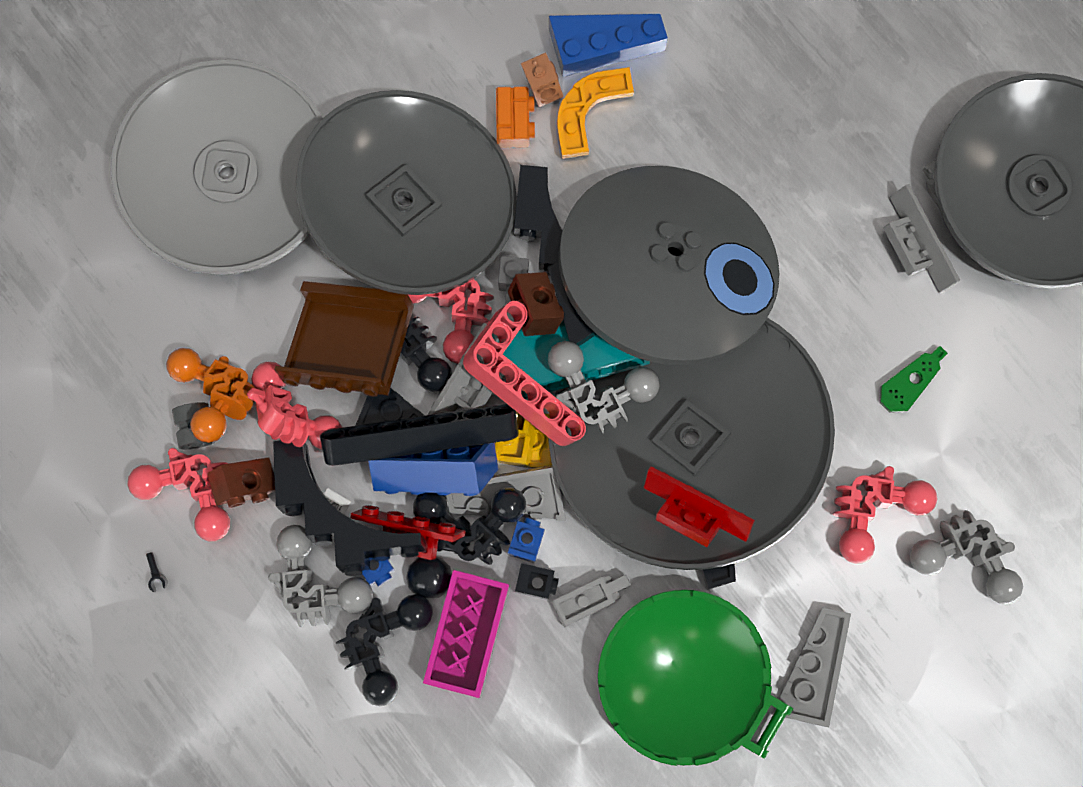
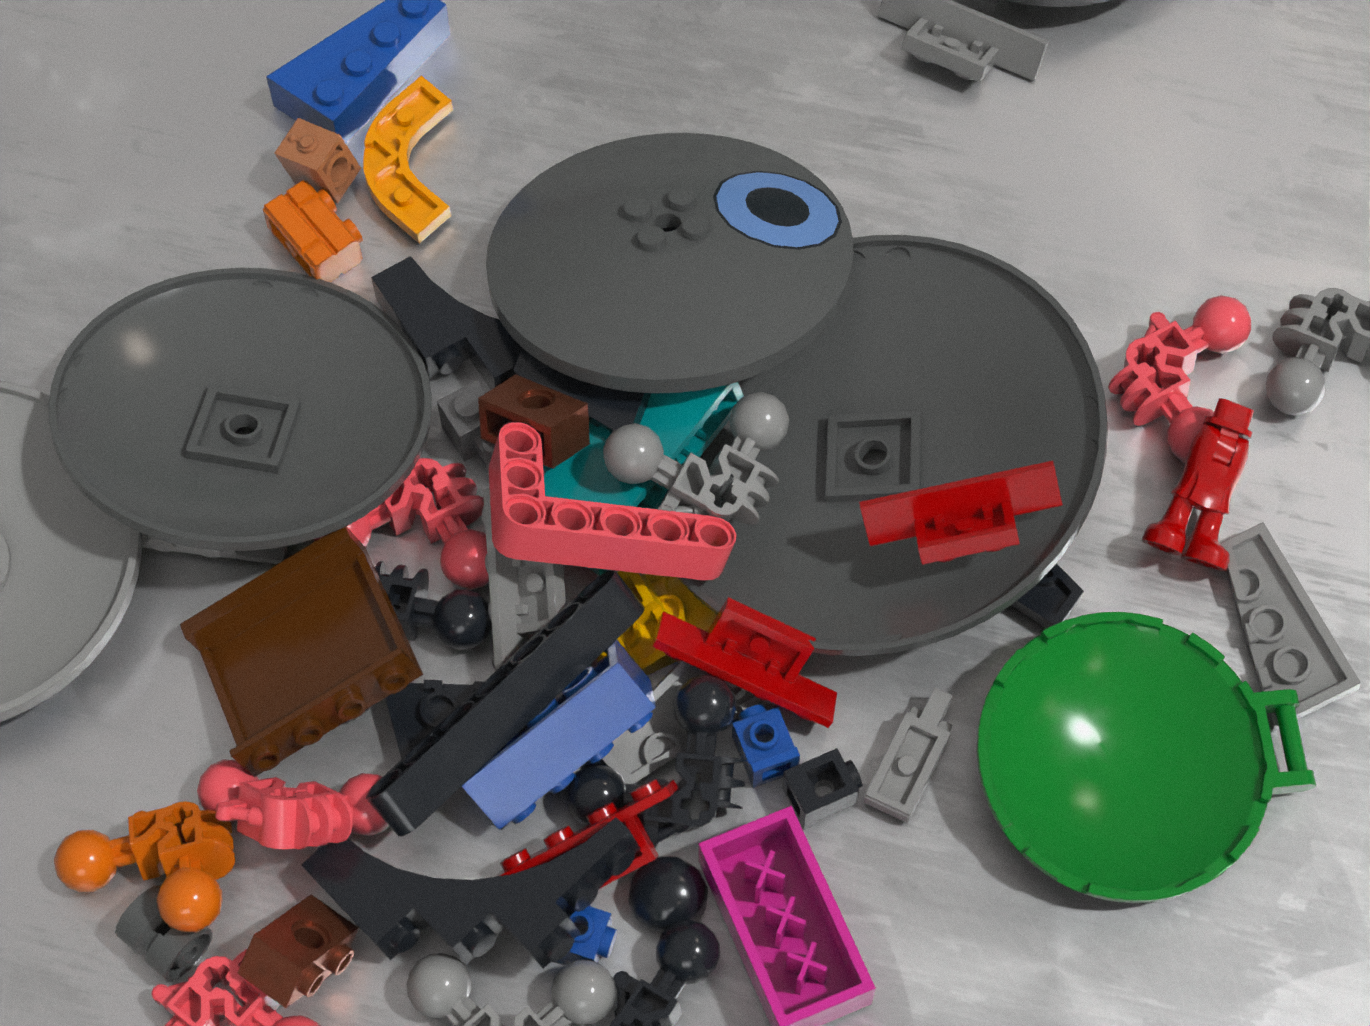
camera: 35 degrees left, 15 degrees down
(548, 498) = (753, 655): none -> red bracket
(836, 576) = (1206, 485): none -> red piece
(905, 388) = (1088, 214): green piece -> none

